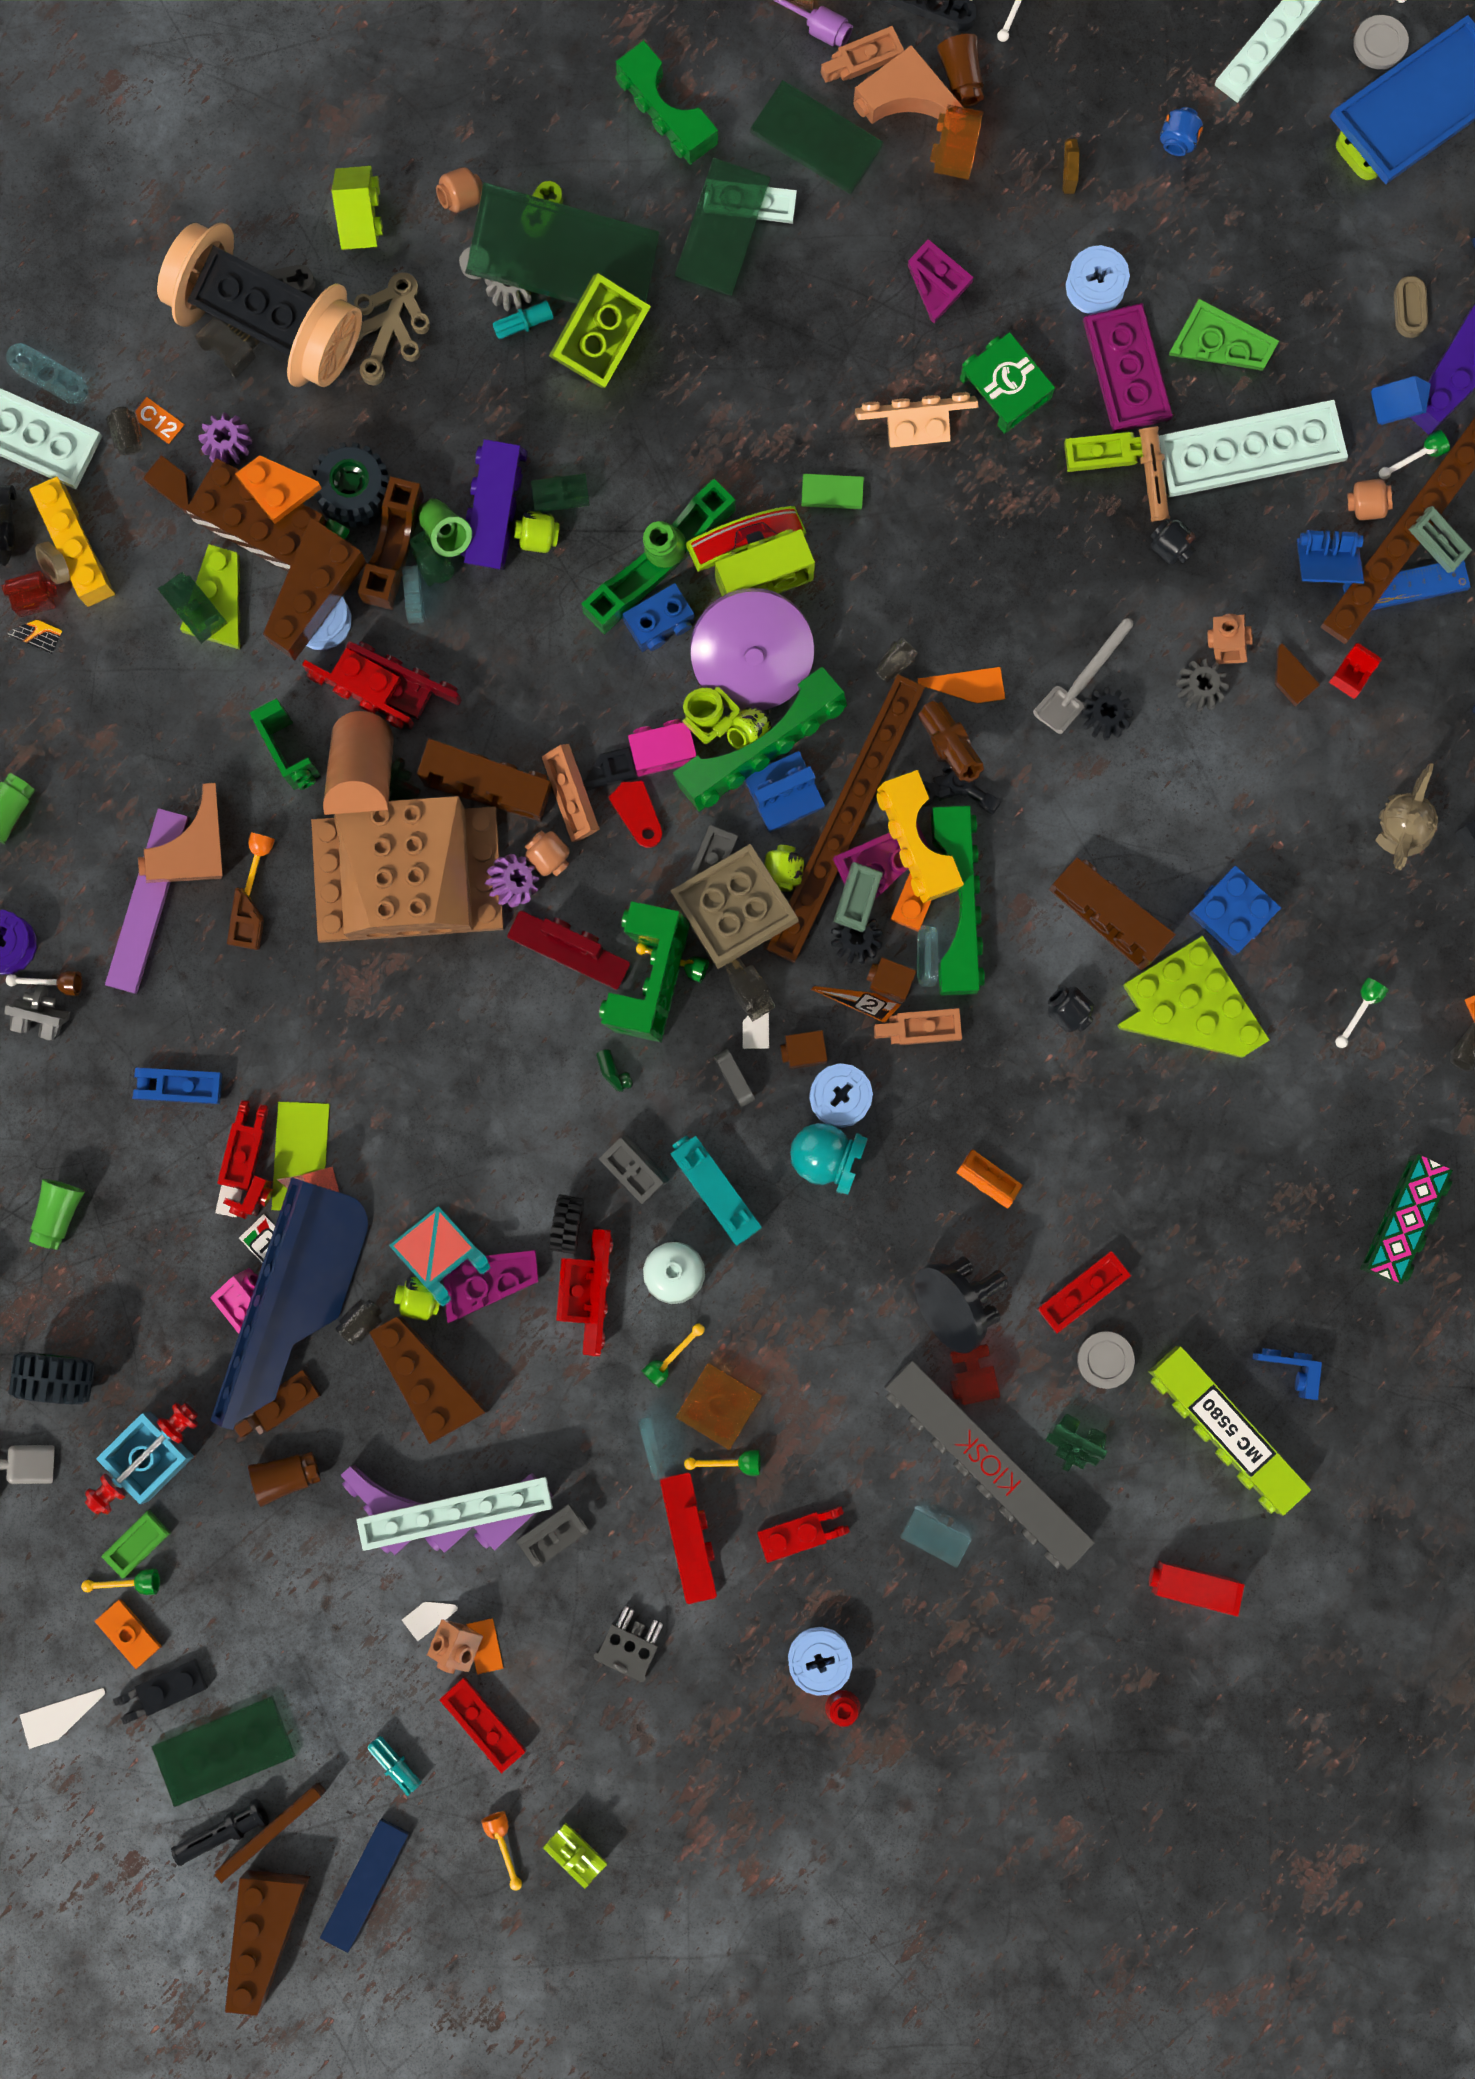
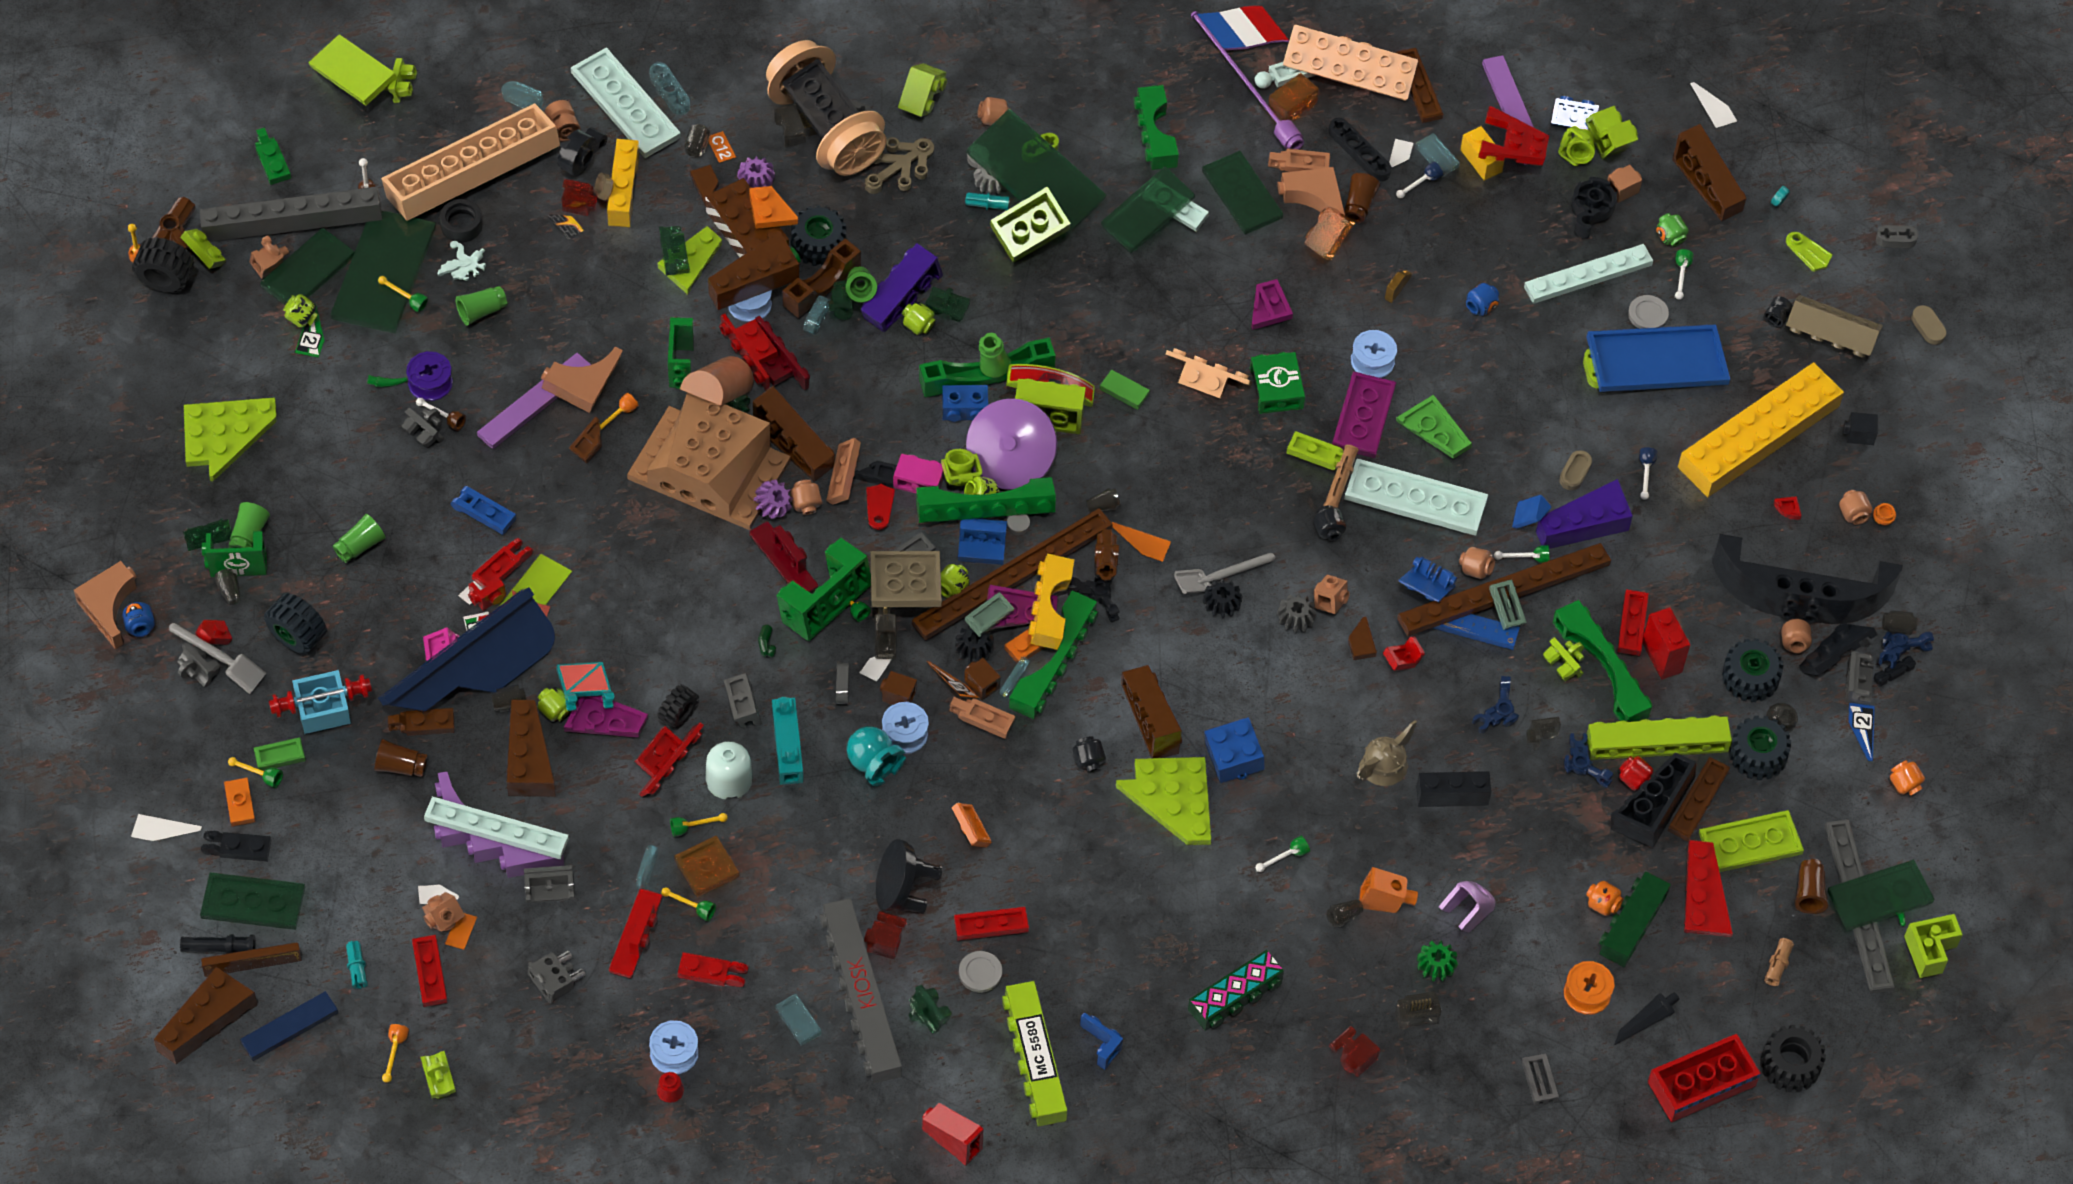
camera: 25 degrees right, 25 degrees down
(813, 746) = (1018, 524): none -> light grey tile

